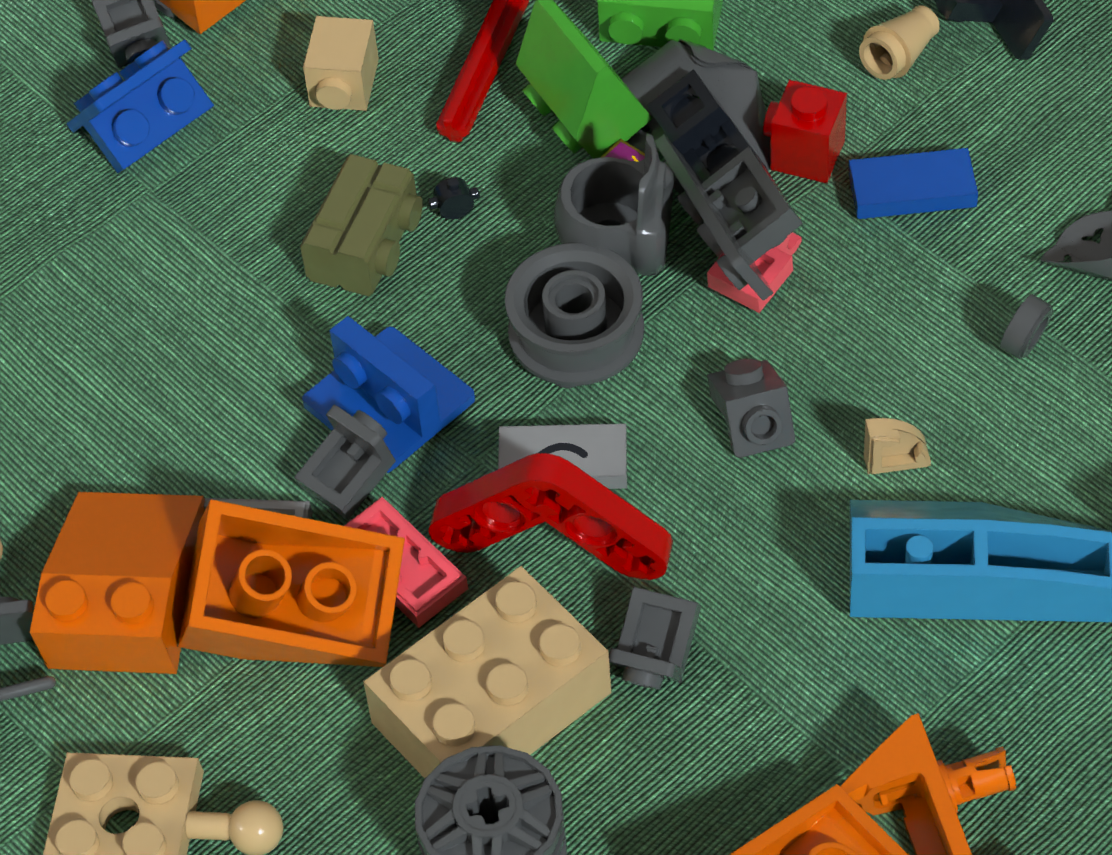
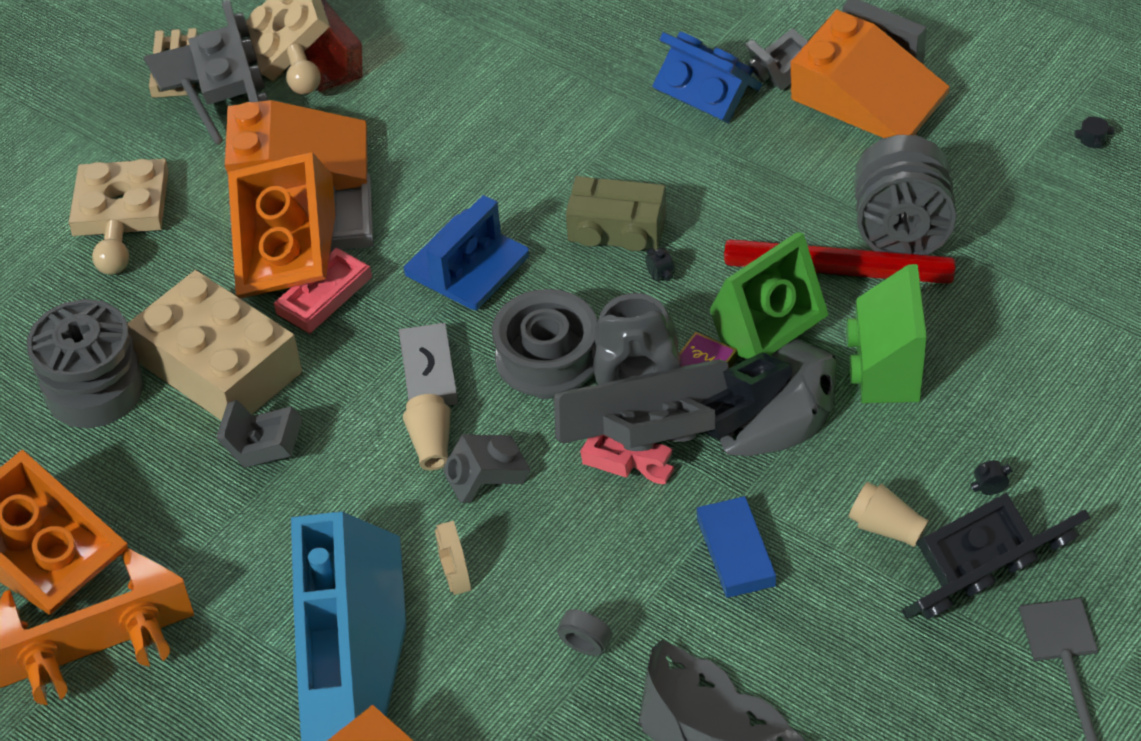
camera: 80 degrees right, 5 degrees down
(341, 63) = (771, 175): tan brick -> none
(347, 462) = (397, 243): dark grey bracket -> none
(565, 497) = (345, 323): red beam -> none
(683, 456) = (429, 427): none -> tan cone
(806, 130) = (761, 460): red brick -> none

